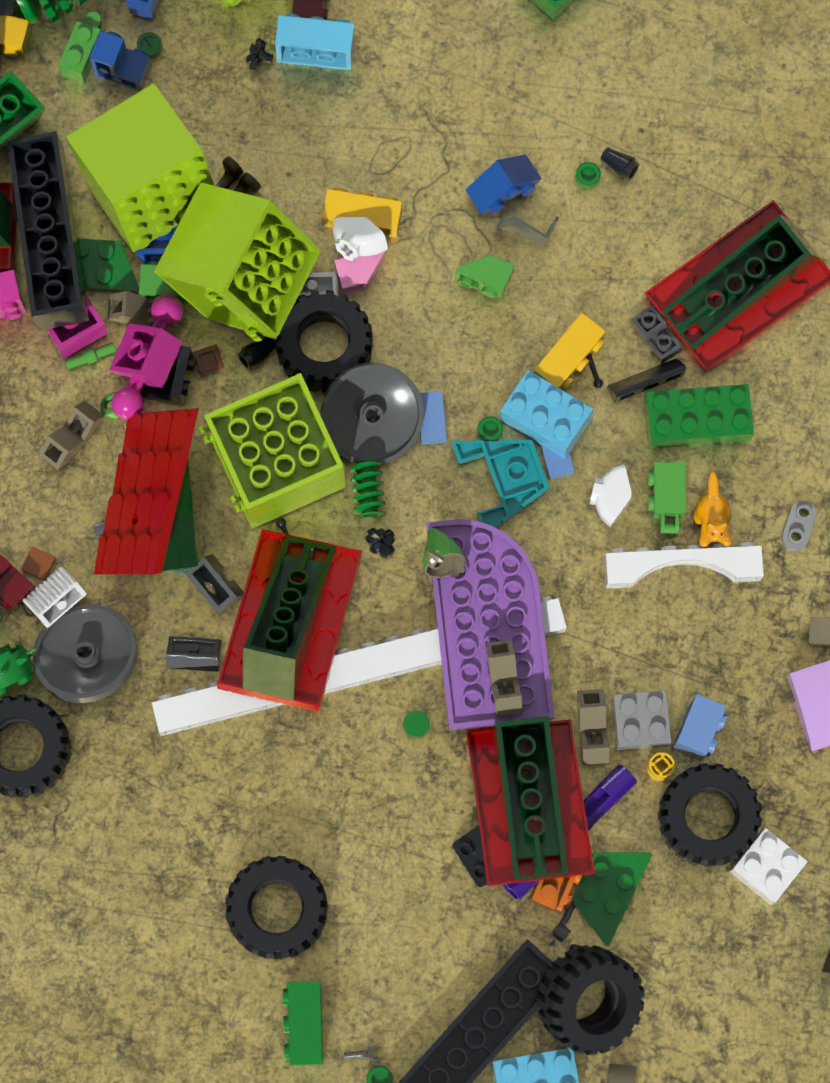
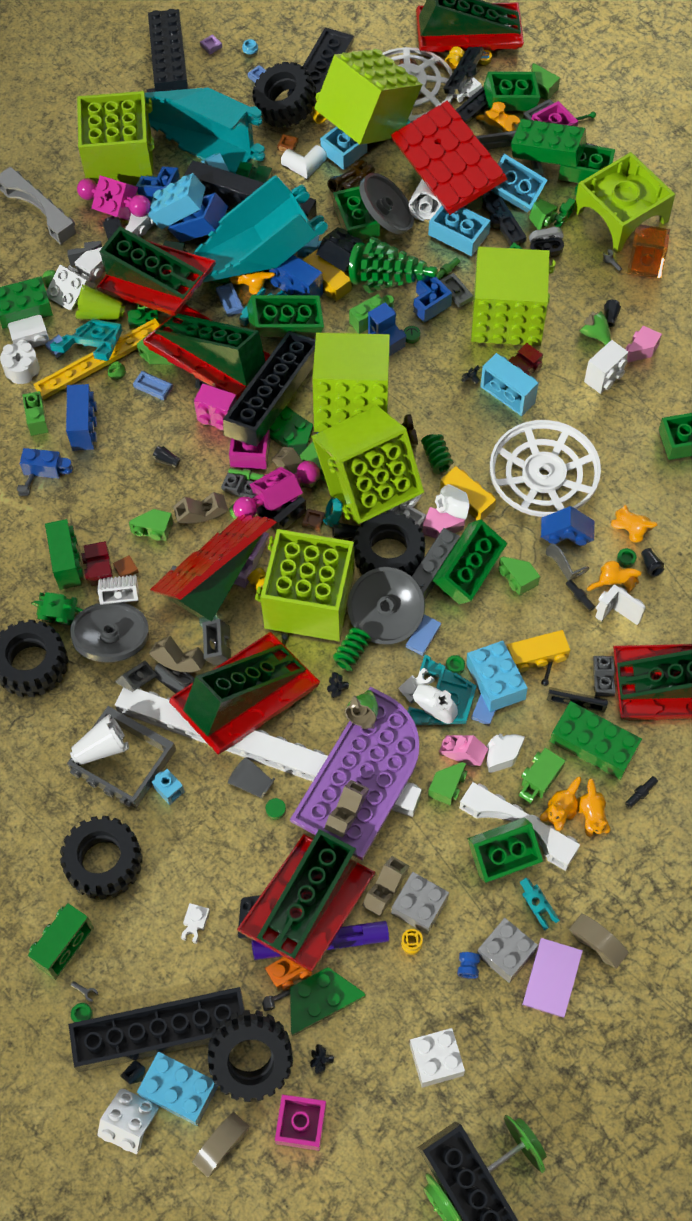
camera: 40 degrees right, 15 degrees down
(31, 491) = (152, 524): none -> bright green slope
(93, 376) = (237, 485): none -> dark grey slope
(156, 684) = (136, 676): none -> dark grey slope
(172, 633) = (171, 656): none -> dark tan brick
(182, 788) = (100, 742): none -> white cone
(206, 476) = (257, 577): none -> yellow wheel
(206, 742) = (146, 735): none -> dark grey window
(233, 333) = (337, 512): none -> teal piece
(284, 781) = (168, 786): none -> medium azure brick
(291, 185) = (437, 453): none -> green piece
(366, 709) = (250, 778): none -> dark grey piece
(385, 321) = (434, 559): none -> dark grey brick
(421, 899) = (195, 919): none -> white plate
(426, 298) = (470, 562): none -> green brick
(428, 111) = (544, 460): none -> white dish
(466, 486) = (410, 685): none -> white plate
(506, 491) = (436, 703): none -> white piece
(568, 255) = (580, 595): none -> black bar
(568, 521) = (464, 749): none -> bright pink slope
(572, 128) = (635, 524): none -> light orange animal
(577, 573) = (446, 783): none -> bright green slope
(589, 207) = (613, 574): none -> light orange animal
(621, 236) = (621, 602): none -> white bracket
(654, 950) = (320, 1059): none -> black plant
(683, 1026) = (300, 1122): none -> dark pink brick
(690, 604) = (505, 849): none -> green brick
(699, 728) = (454, 932): medium blue brick -> none
(734, 750) = (468, 965): none -> blue wheel
(738, 793) = (426, 966): black tyre -> none
(745, 494) = (593, 807): none -> light orange animal
(745, 633) = (531, 895): none -> teal hinge
(761, 708) = (507, 950): none -> light grey brick
(781, 441) = (641, 792): none -> black bar
(798, 524) = (617, 852): light grey plate -> none

